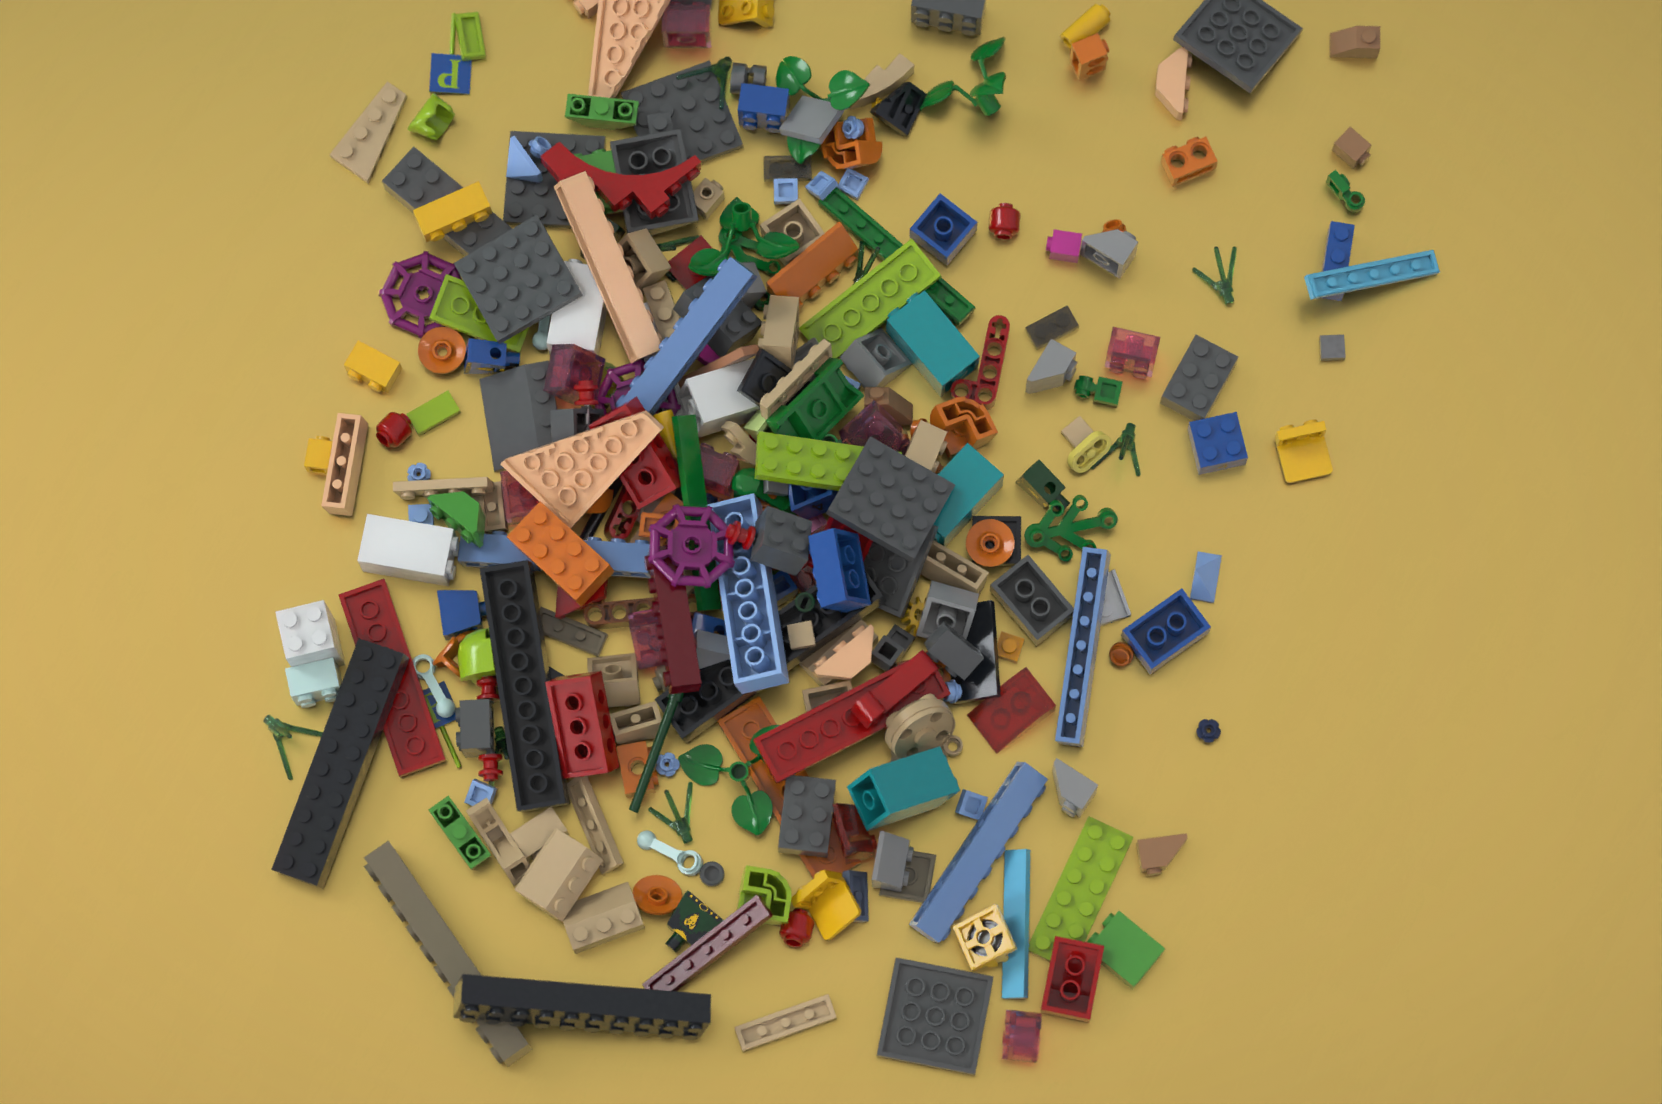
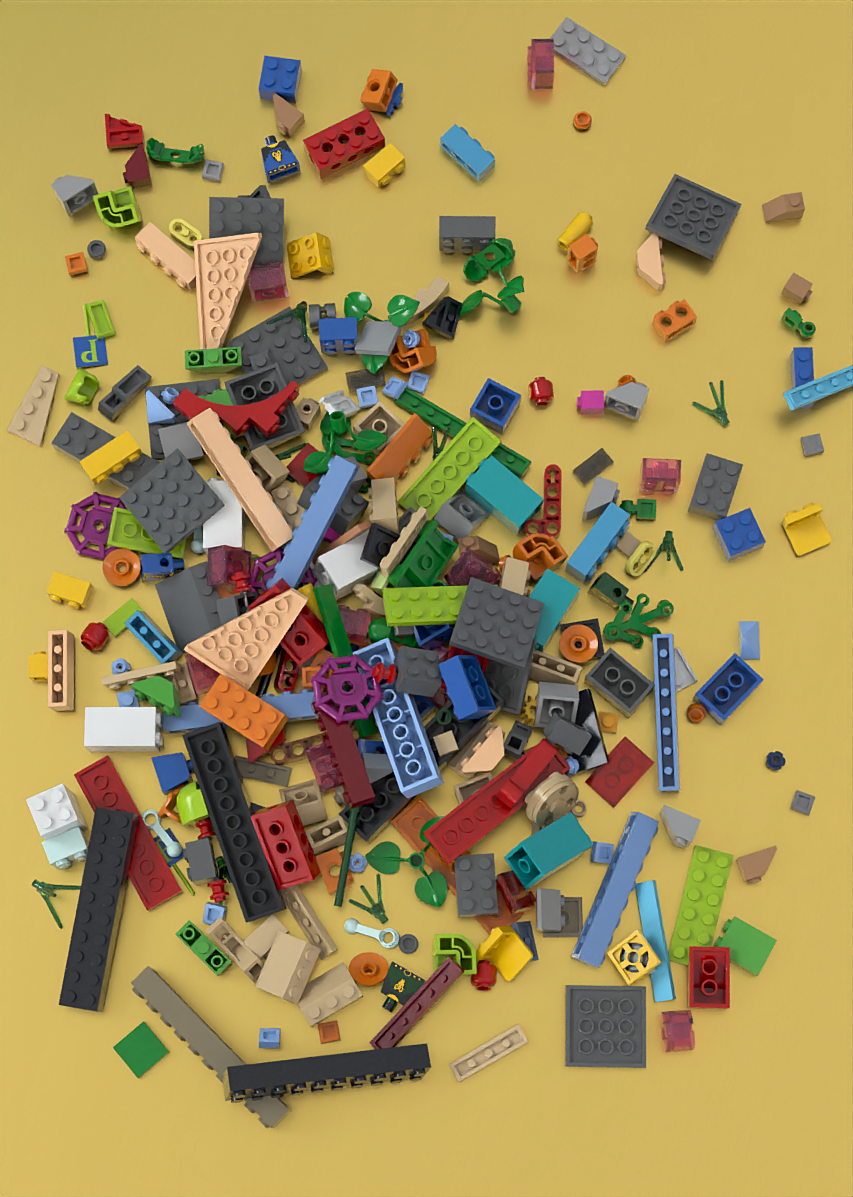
camera: 10 degrees left, 0 degrees up
(362, 943) = (141, 1049): none -> green tile
(465, 443) = (153, 637): none -> brick
(483, 133) = (124, 393): none -> dark grey slope
(521, 956) = (269, 1038): none -> light blue plate
(543, 202) = (180, 437): none -> light grey tile
(595, 963) = (329, 1032): none -> orange tile
(748, 191) = (338, 402): none -> white plate
(954, 49) = (477, 265): none -> green piece
(1038, 423) = (597, 543): none -> dark azure brick
(1232, 788) = (802, 802): none -> flat silver tile

